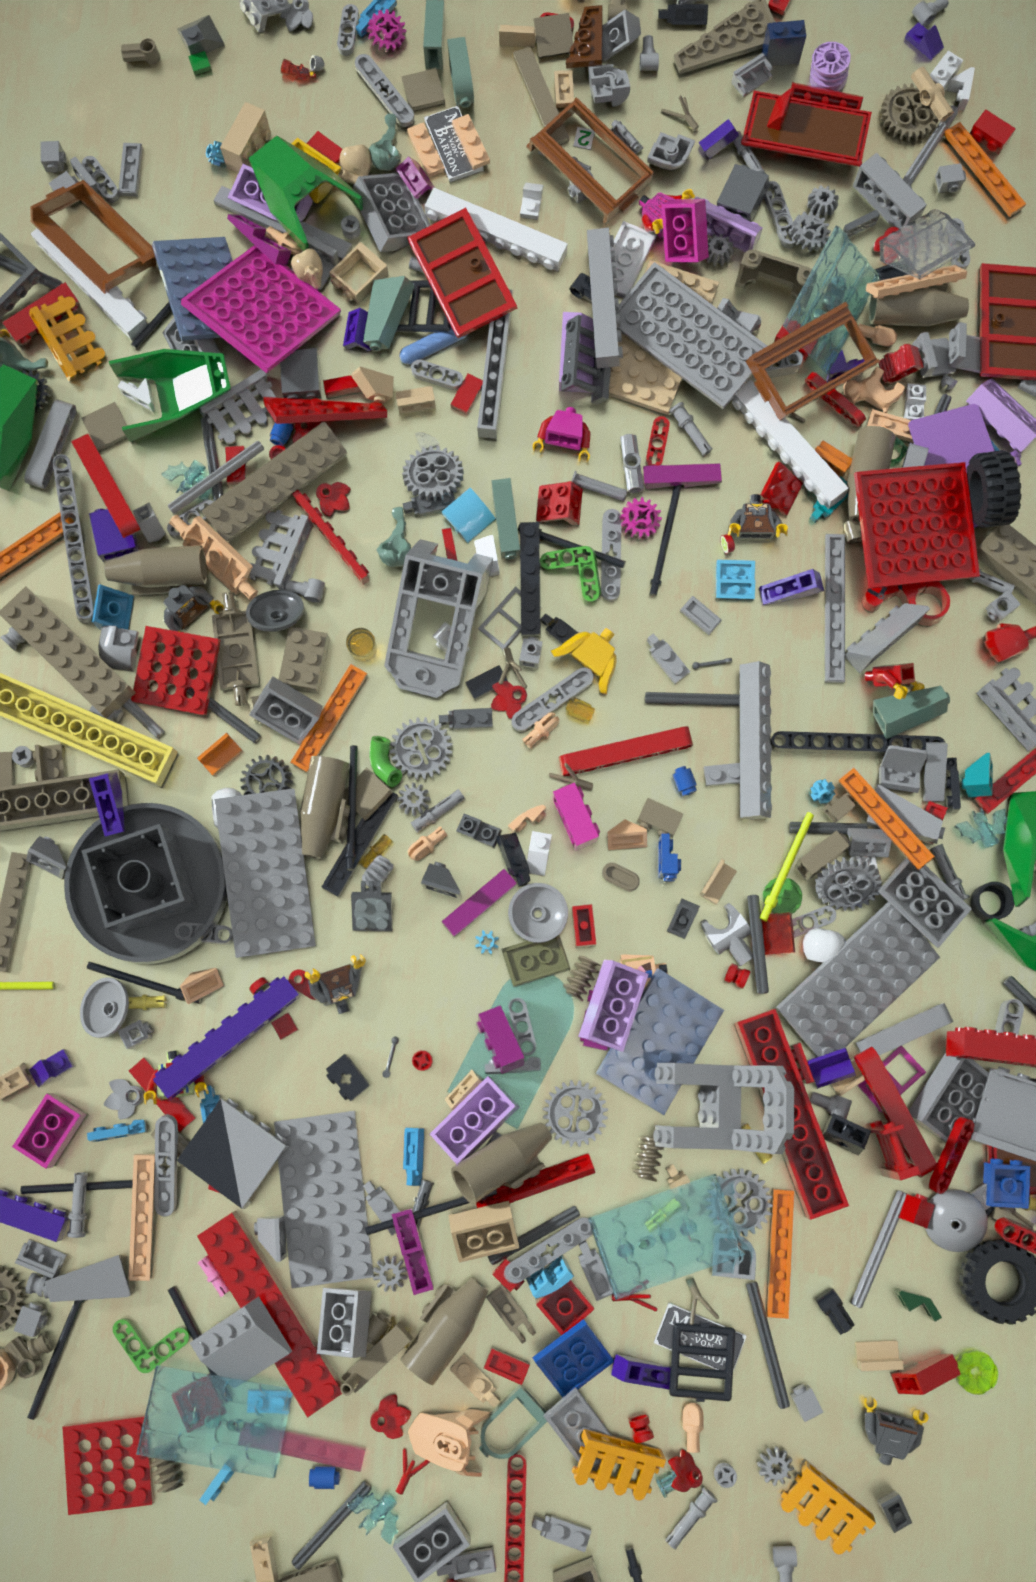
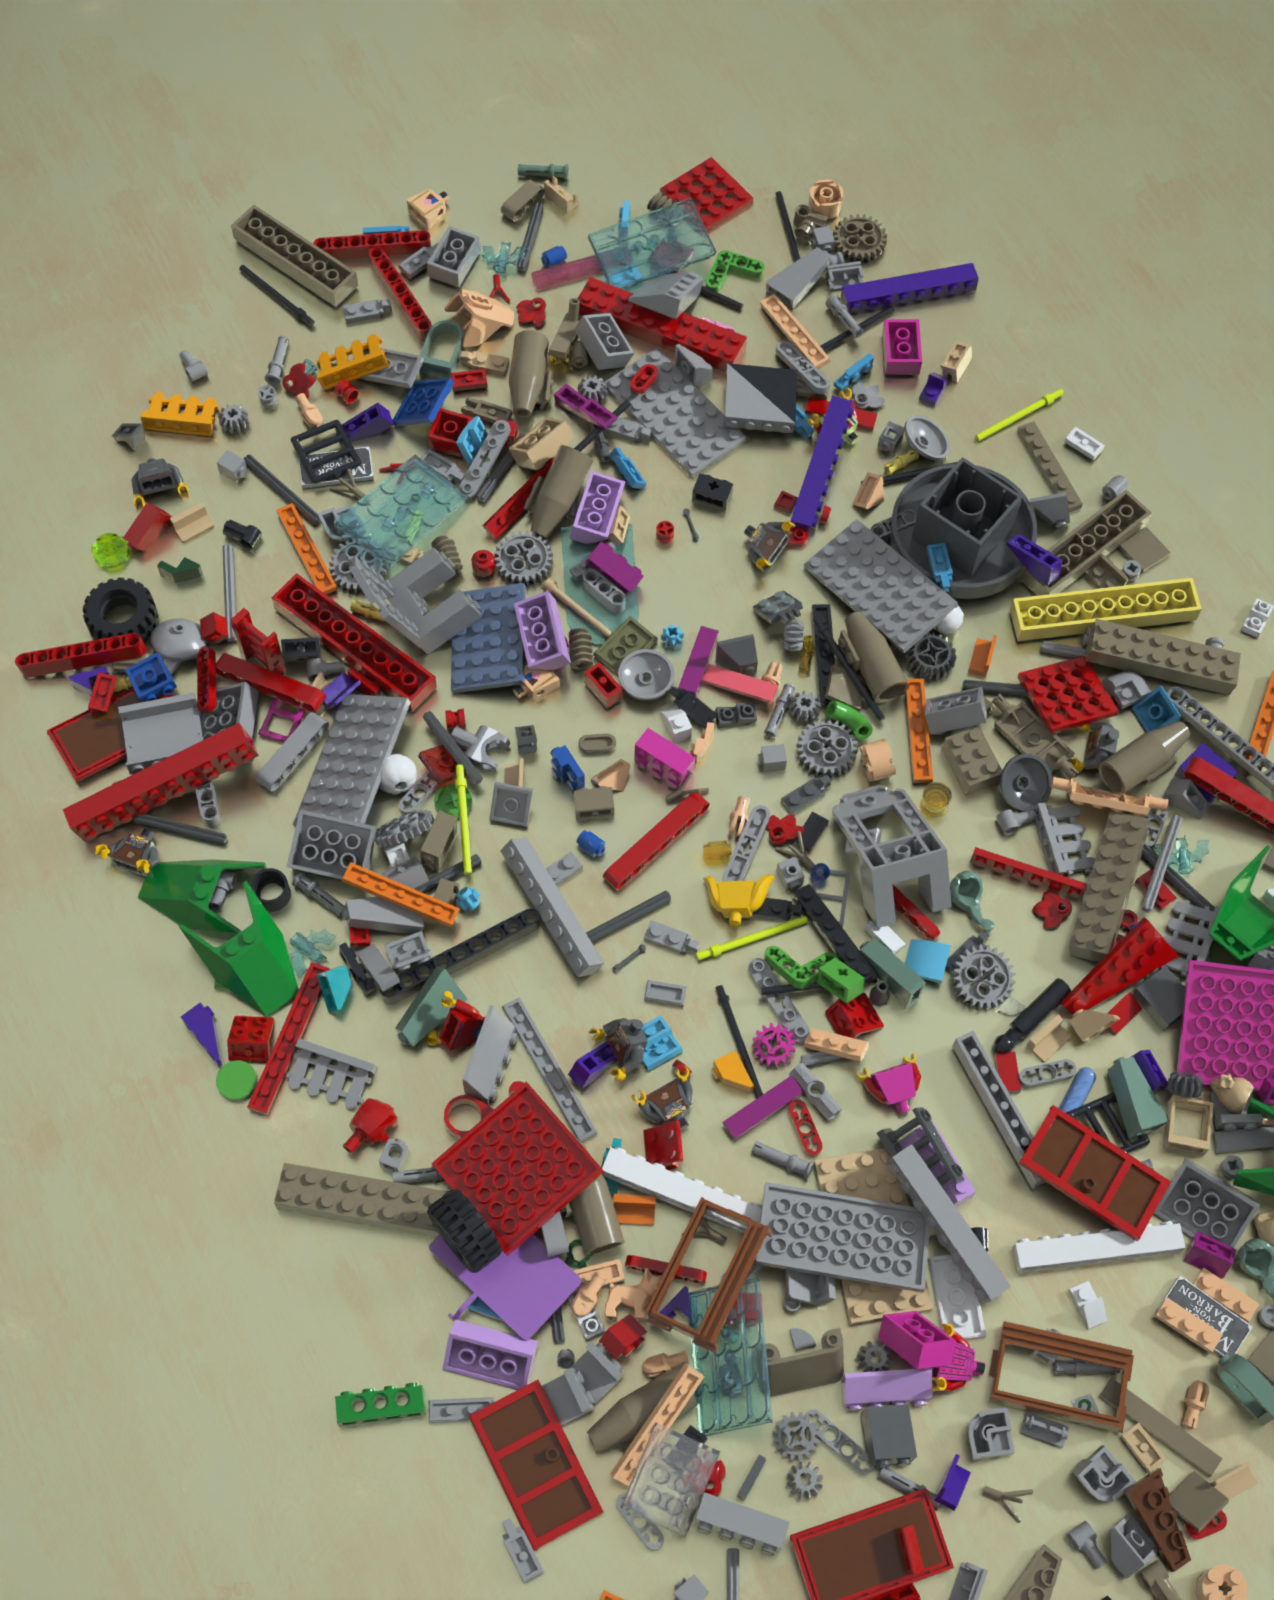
camera: 145 degrees right, 15 degrees down
(200, 848) = (940, 565): none -> dark azure hinge
(333, 1249) = (642, 380): none -> red plate
(341, 294) = (1185, 1084): none -> dark grey gear
(386, 706) = (877, 759): none -> light nougat brick
(417, 421) = (1032, 1015): none -> black piece
(457, 855) = (740, 683): none -> coral tile
(475, 767) = (772, 757): none -> light grey brick
(504, 94) = (1195, 1403): none -> light nougat arm
(505, 634) = (824, 867): none -> clear blue bush
(525, 510) = (880, 992): none -> dark grey cone
(559, 539) = (840, 980): none -> bright green brick
(567, 1063) = (551, 586): none -> tan piece
(591, 486) = (836, 1044): none -> light nougat plate
(611, 1131) = (483, 563): none -> red head
(636, 626) = (716, 950): none -> neon yellow bar
(689, 516) = (732, 1072): none -> light orange slope
(736, 856) = (511, 804): none -> light grey tile
(761, 296) = (801, 1339): none -> light grey tile
(762, 585) = (625, 1041): none -> torso
(910, 409) = (586, 1297): none -> light nougat arm

